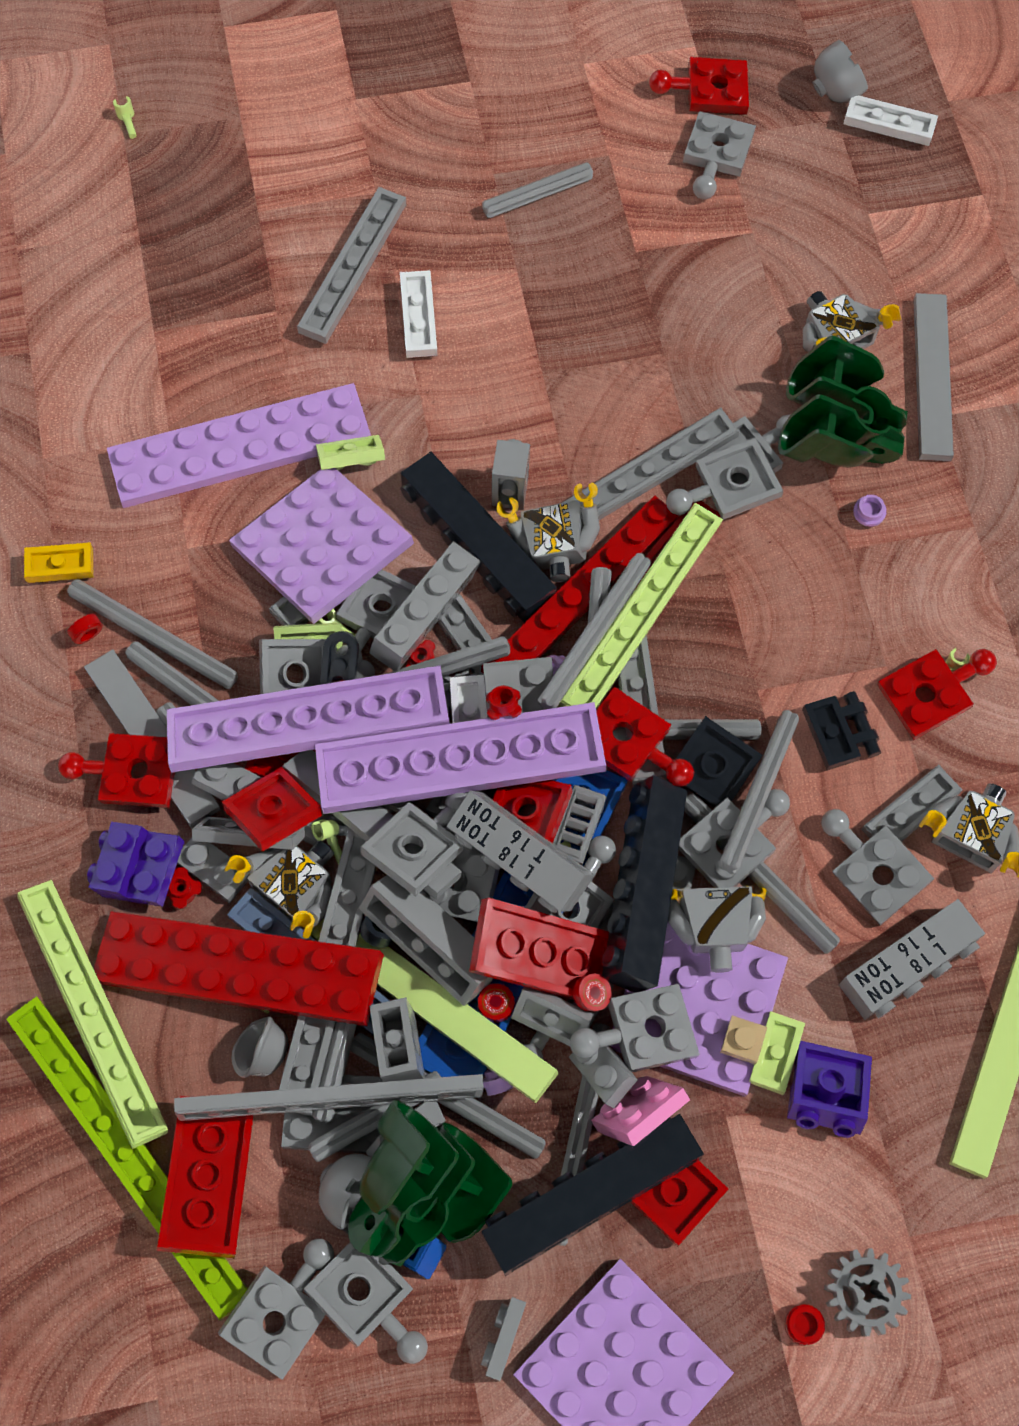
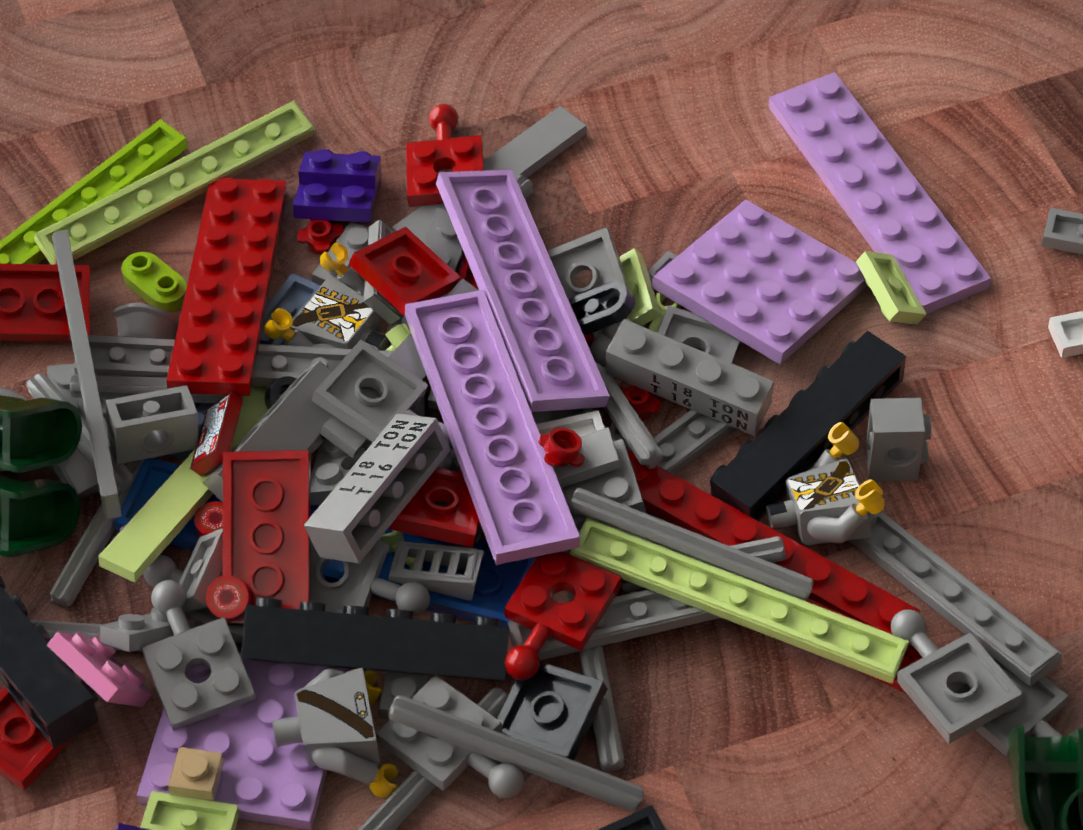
camera: 85 degrees right, 15 degrees down
(58, 562) = (680, 61): yellow plate -> none
(85, 629) = (604, 97): red tile -> none
(152, 634) = (613, 157): light grey axle -> none
(167, 675) = (564, 181): light grey axle -> none
(199, 1044) = (147, 278): none -> lime plate
(421, 988) = (216, 433): none -> tile

